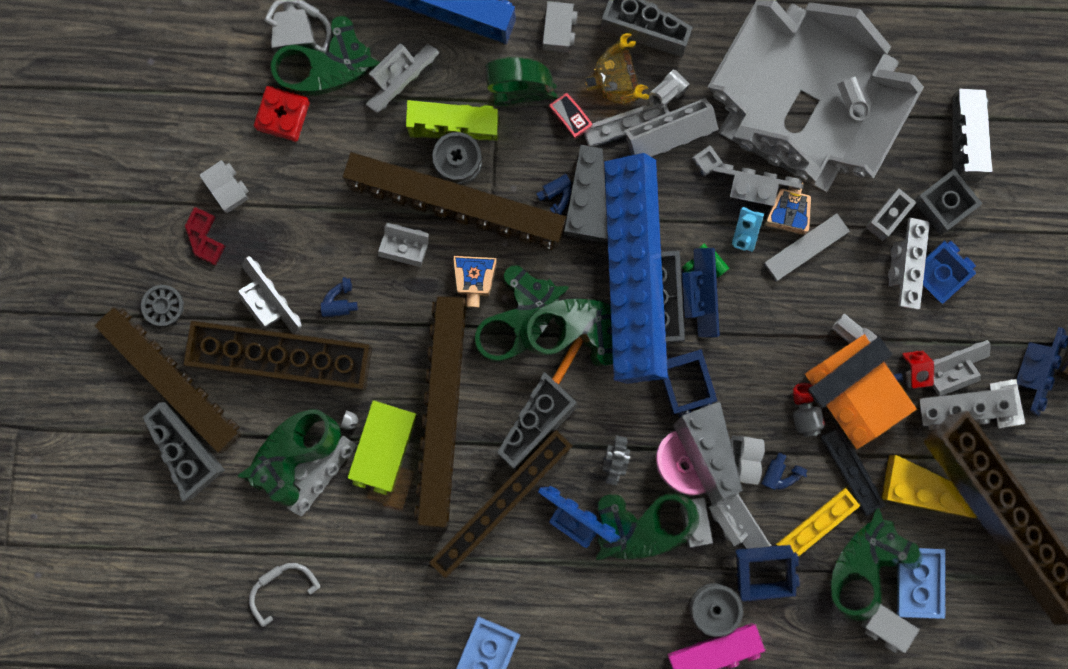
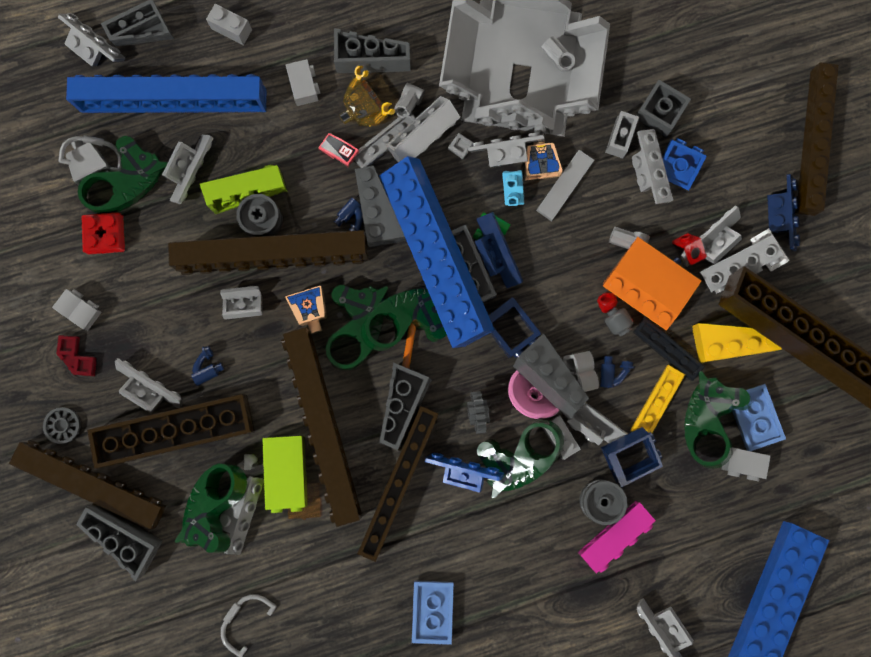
camera: 25 degrees left, 0 degrees up
(519, 81) = (284, 134): dark green animal -> none
(849, 372) = (638, 271): black tile -> none
(971, 135) = (661, 49): wedge -> none

